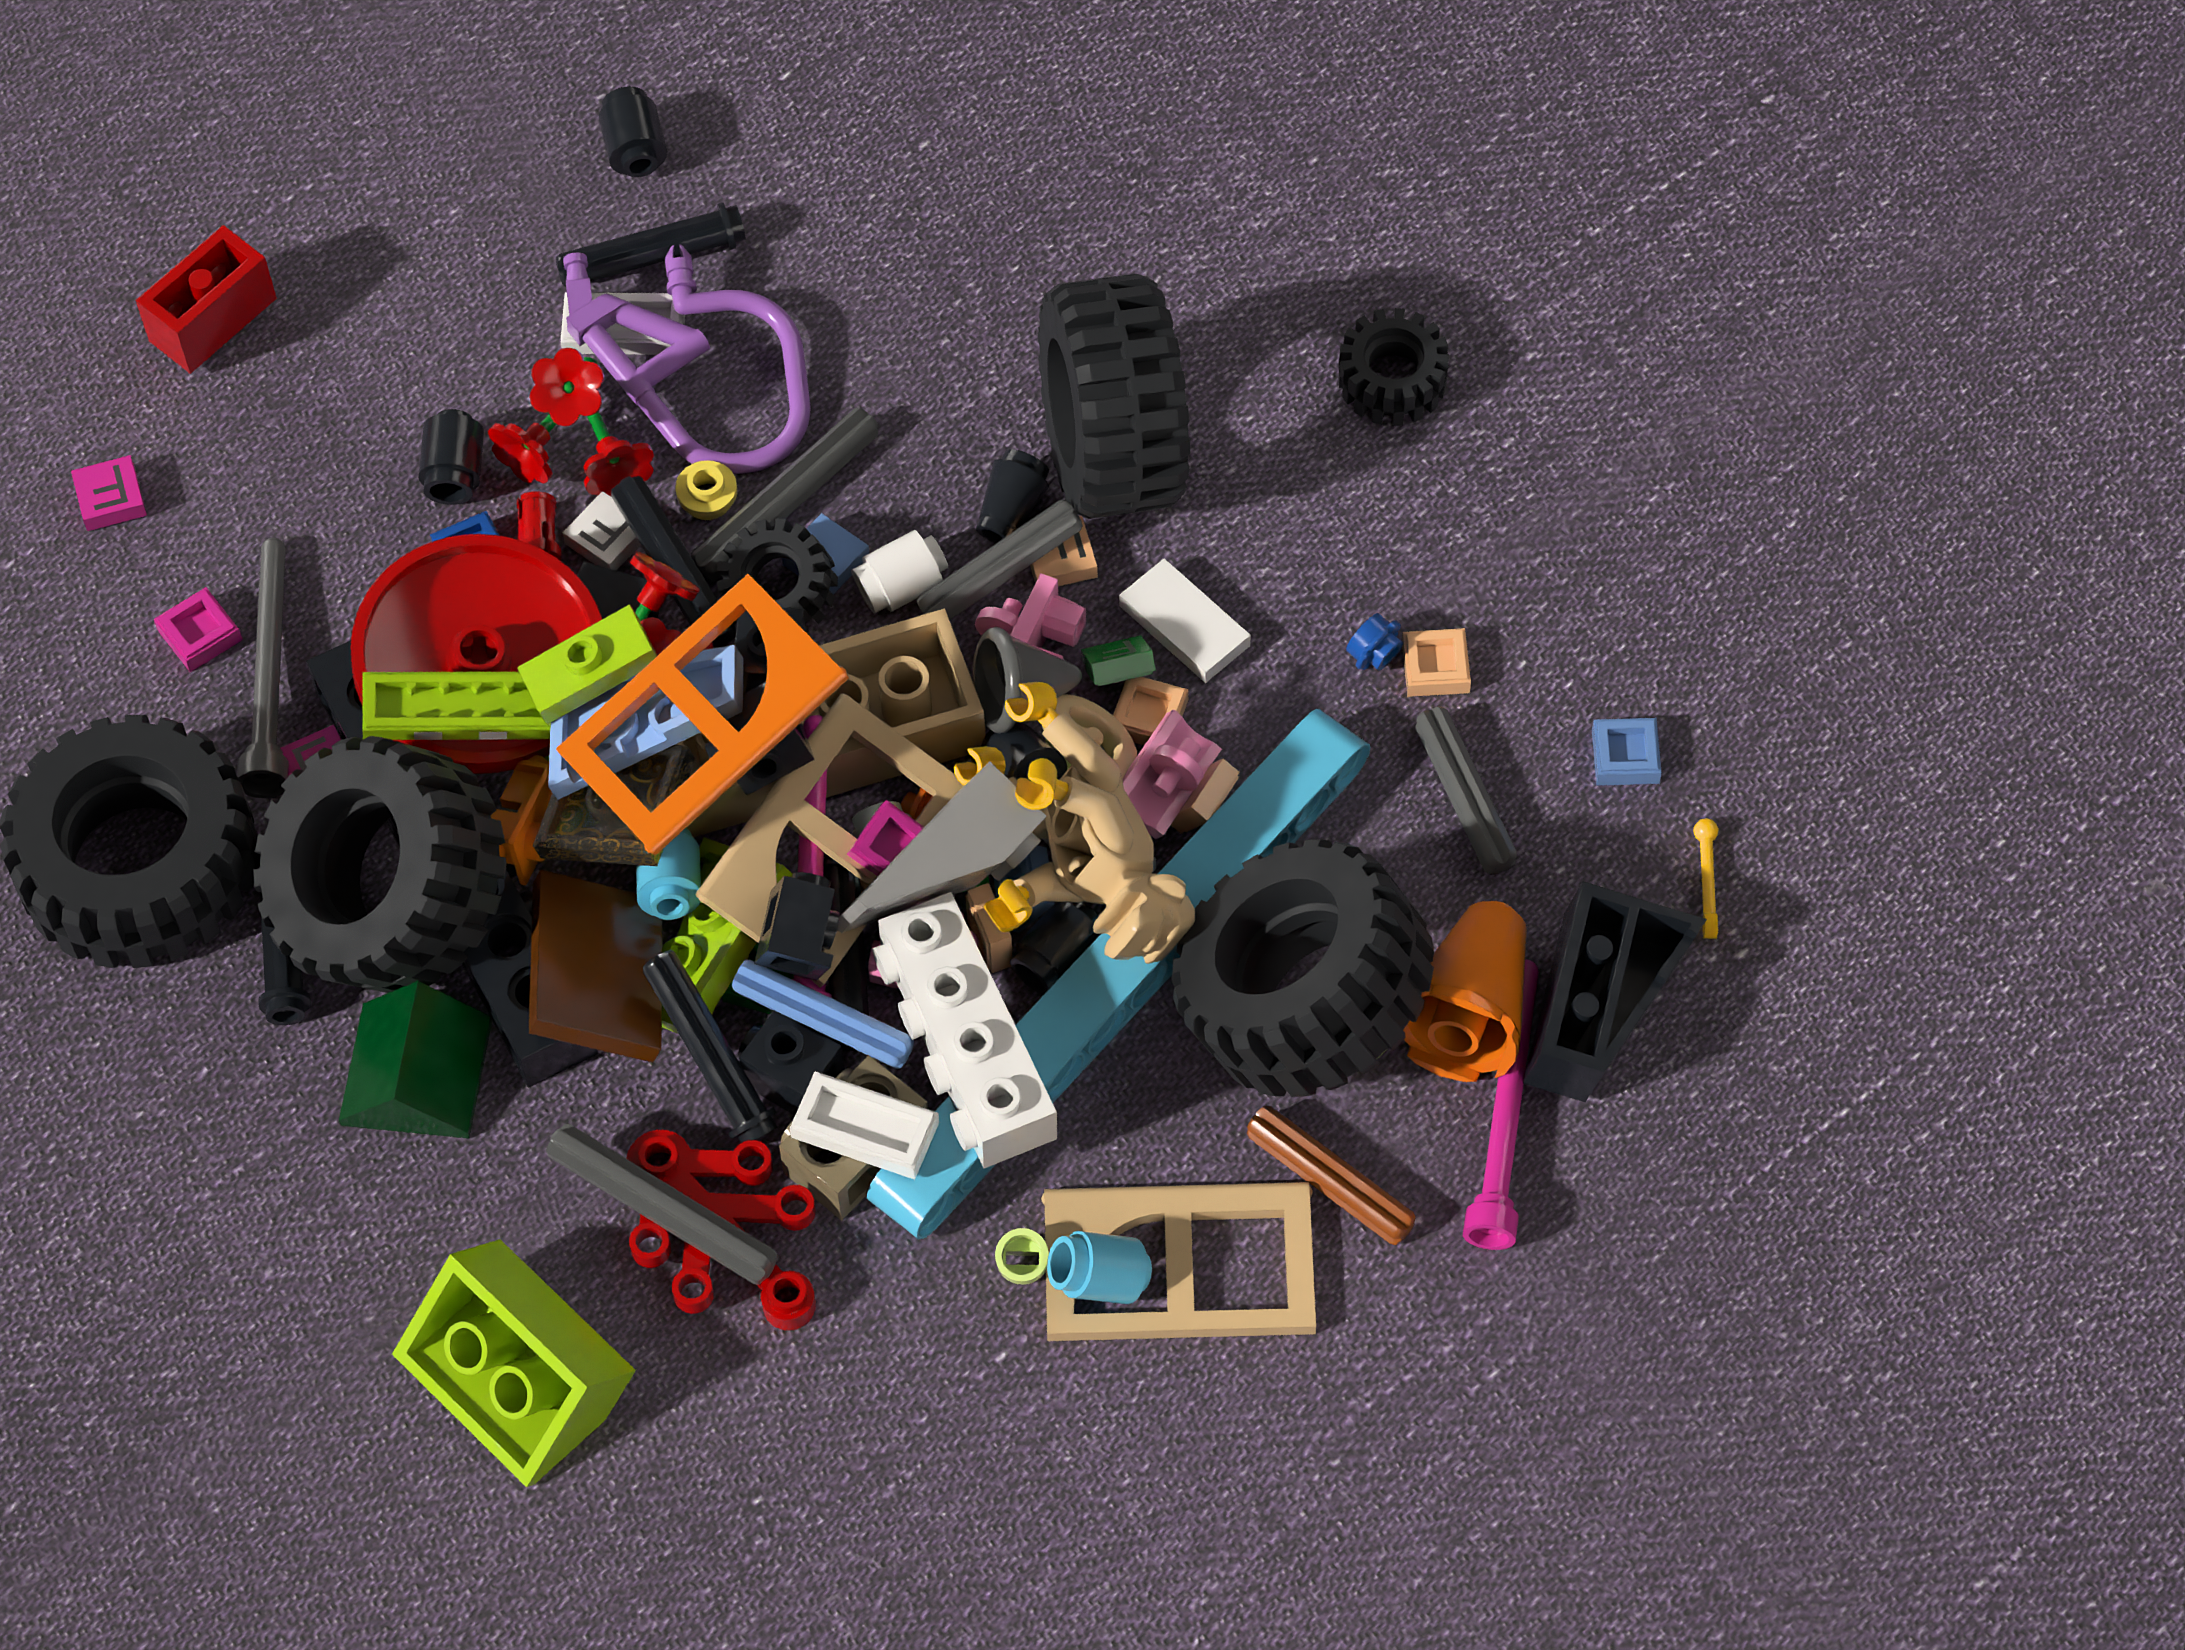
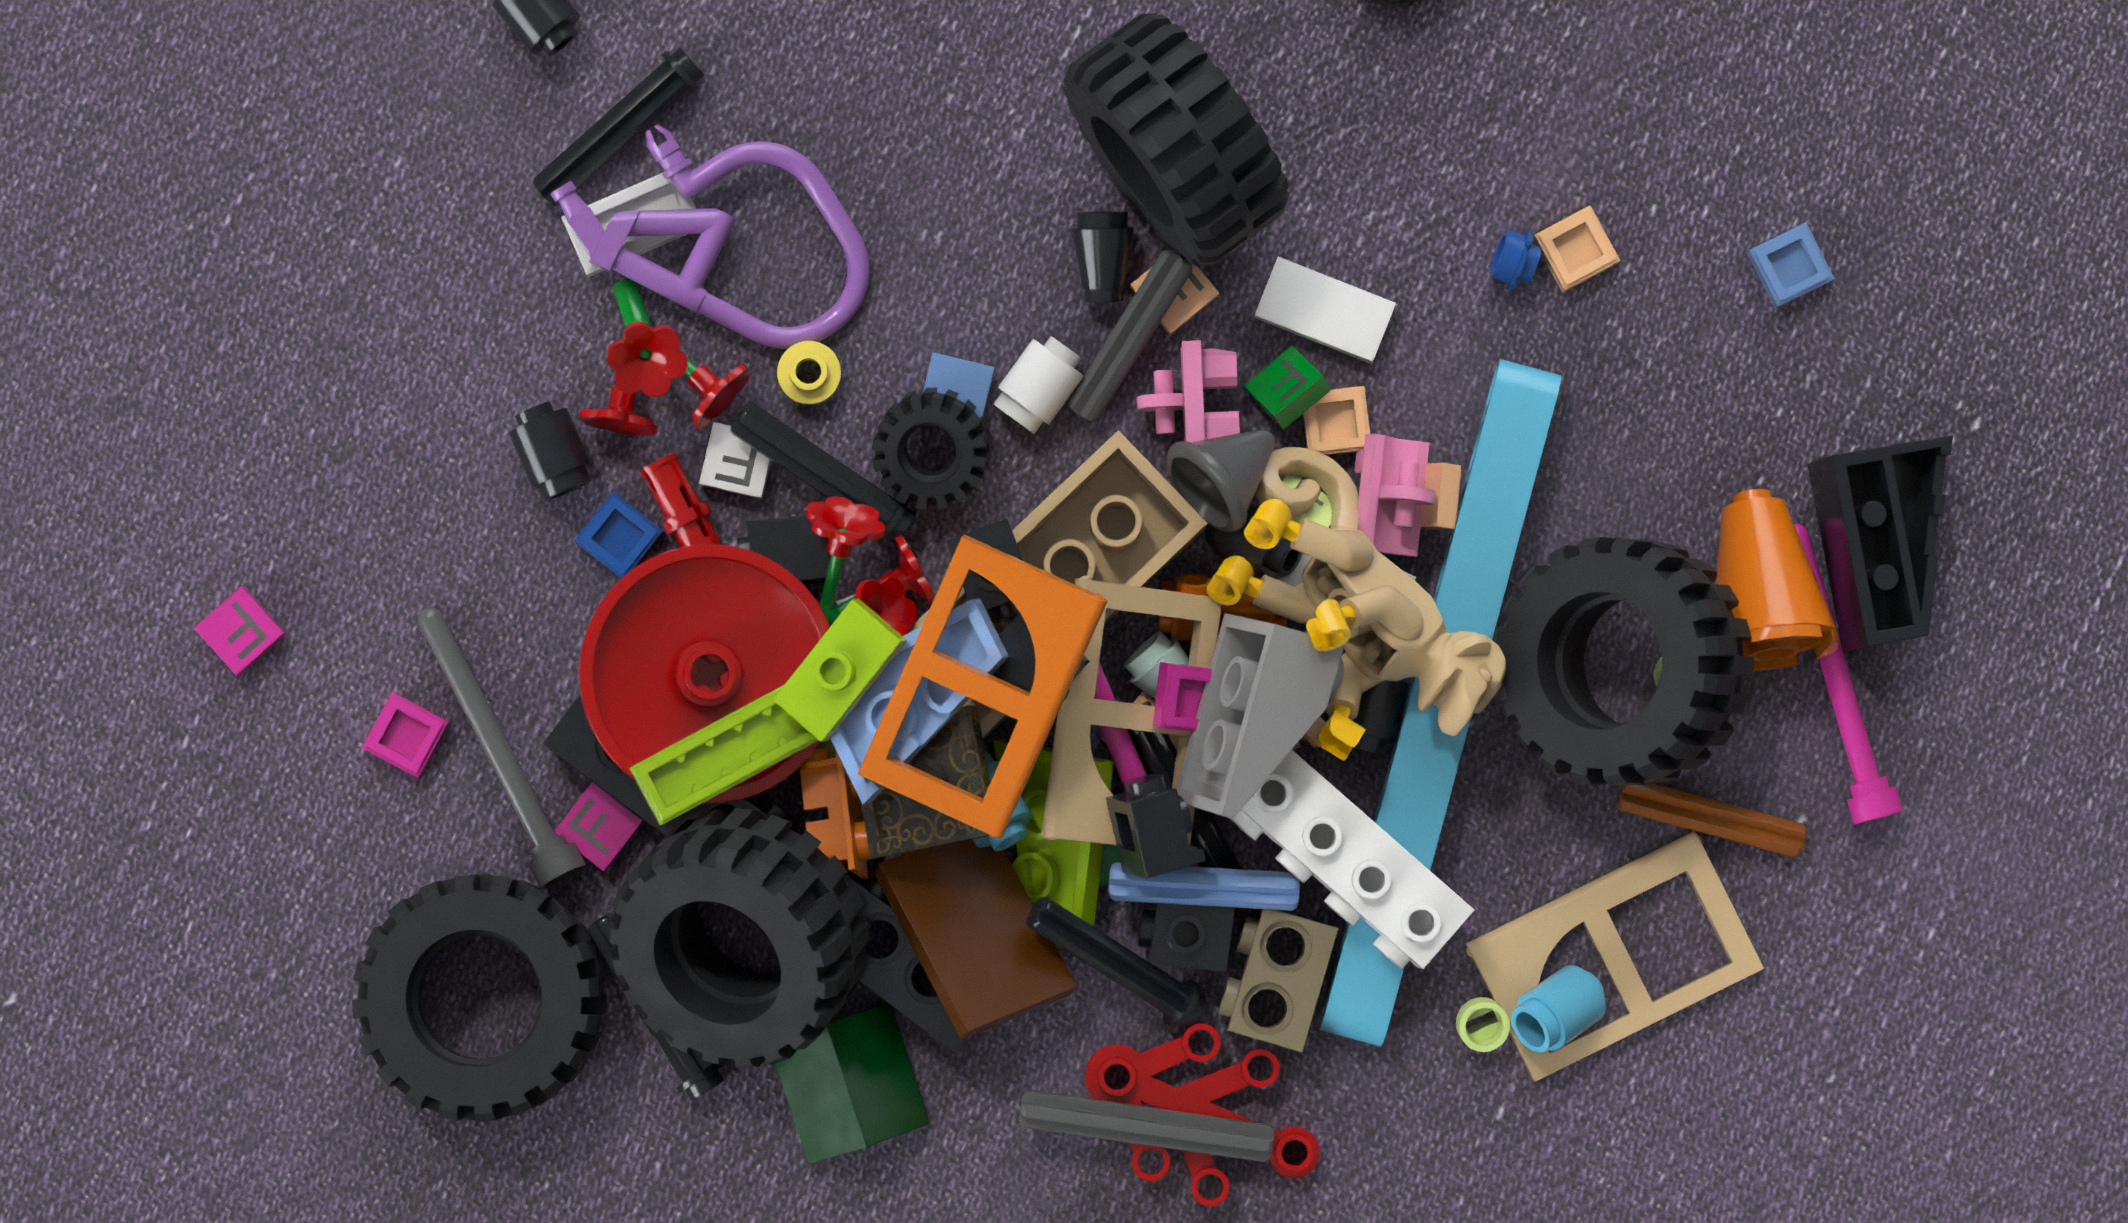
camera: 25 degrees left, 25 degrees up
(206, 299) = (224, 392): red brick -> none
(790, 487) = (885, 343): dark grey axle -> none
(864, 1125) = (1297, 981): white tile -> none
(1466, 790) = (1663, 374): dark grey axle -> none
(1705, 832) = (1897, 317): yellow hinge -> none

